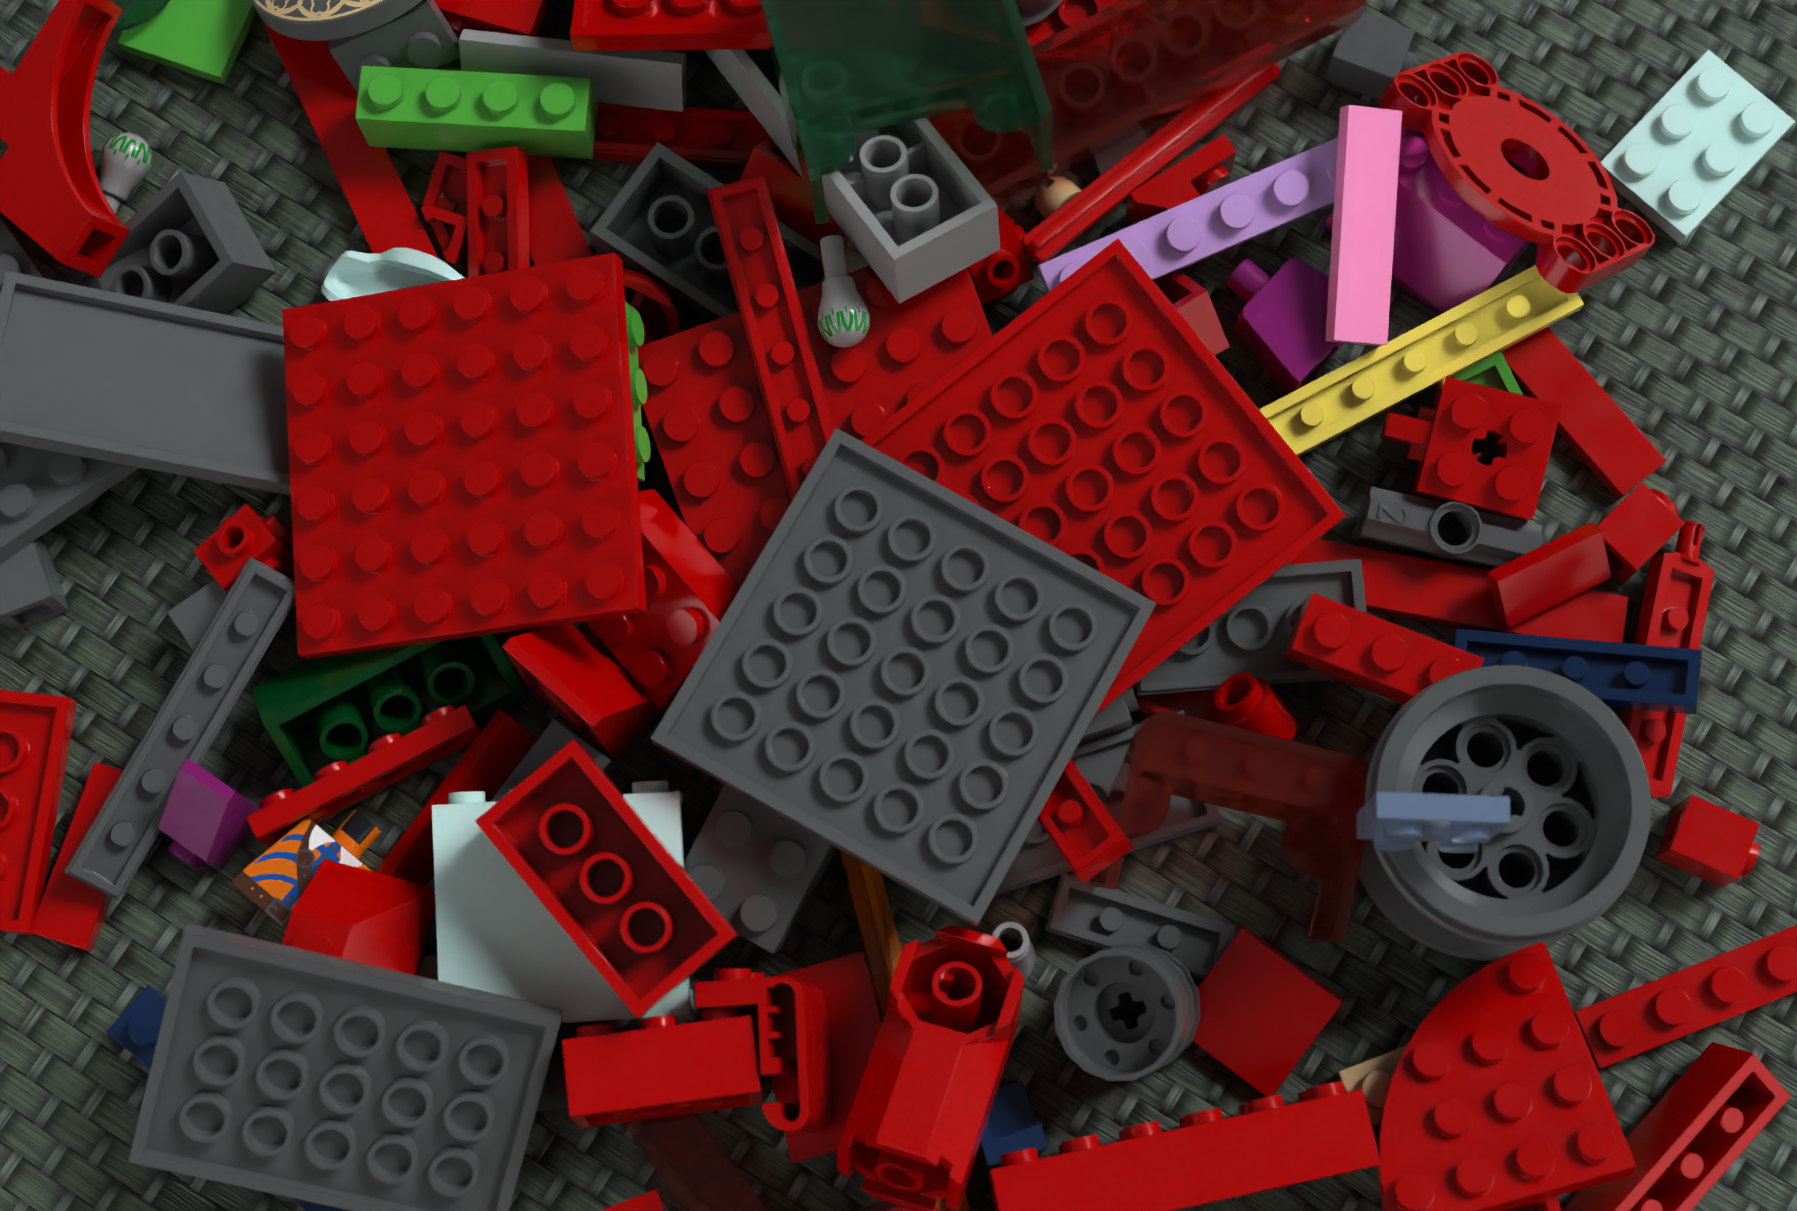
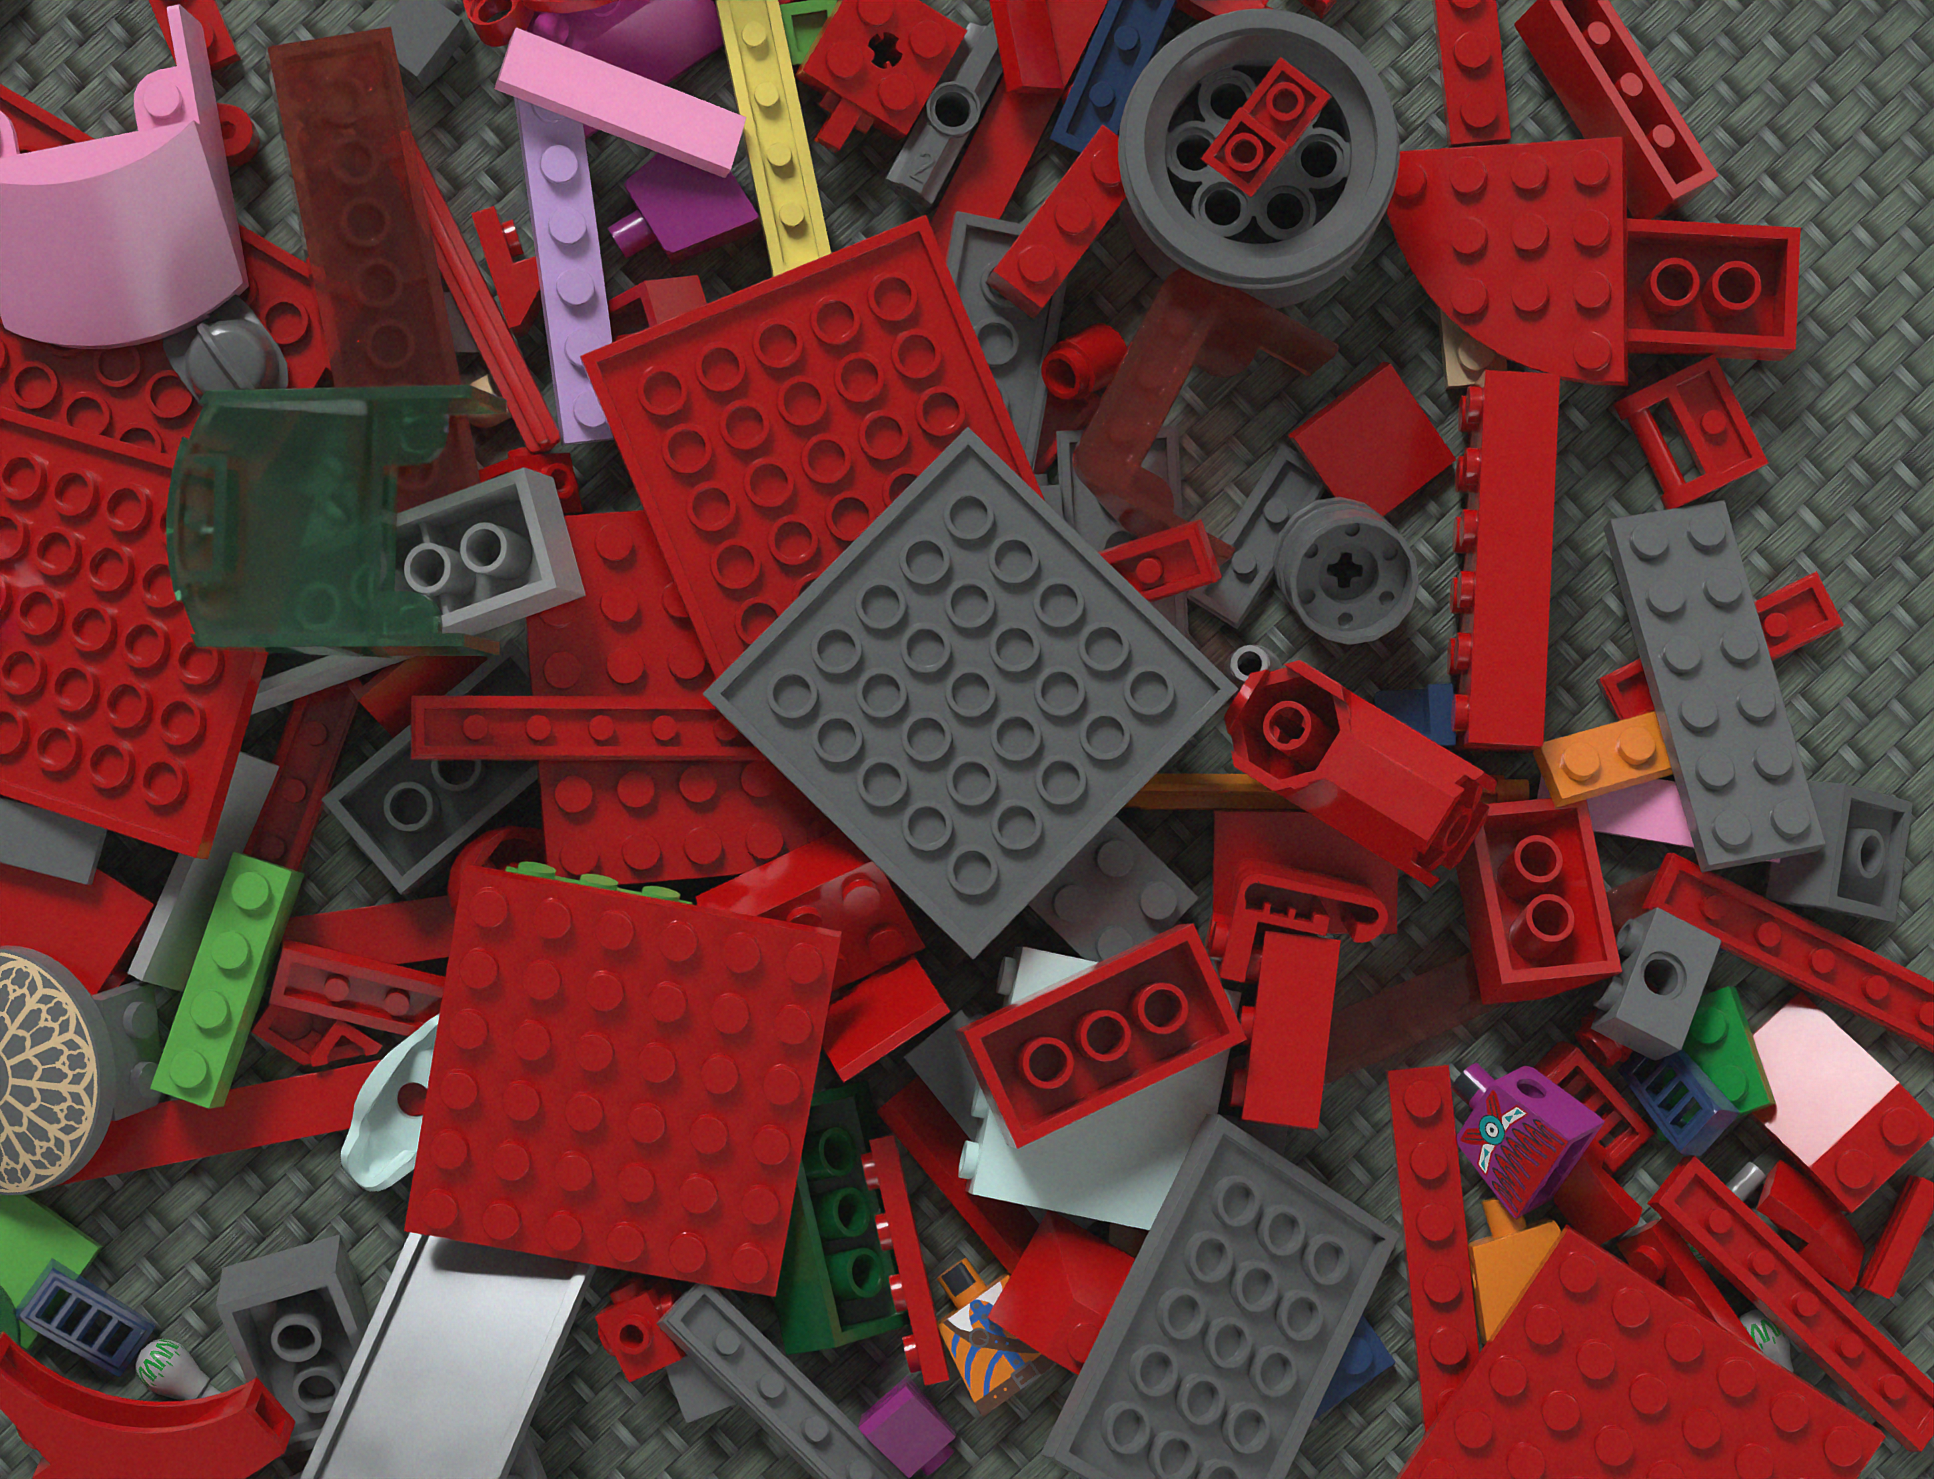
camera: 75 degrees left, 10 degrees up
(178, 67) = (44, 1290): none -> dark blue slope
(842, 313) = (576, 655): light grey piece -> none
(1450, 819) = (1281, 209): sand blue plate -> none
(1540, 799) = (1266, 127): none -> red slope

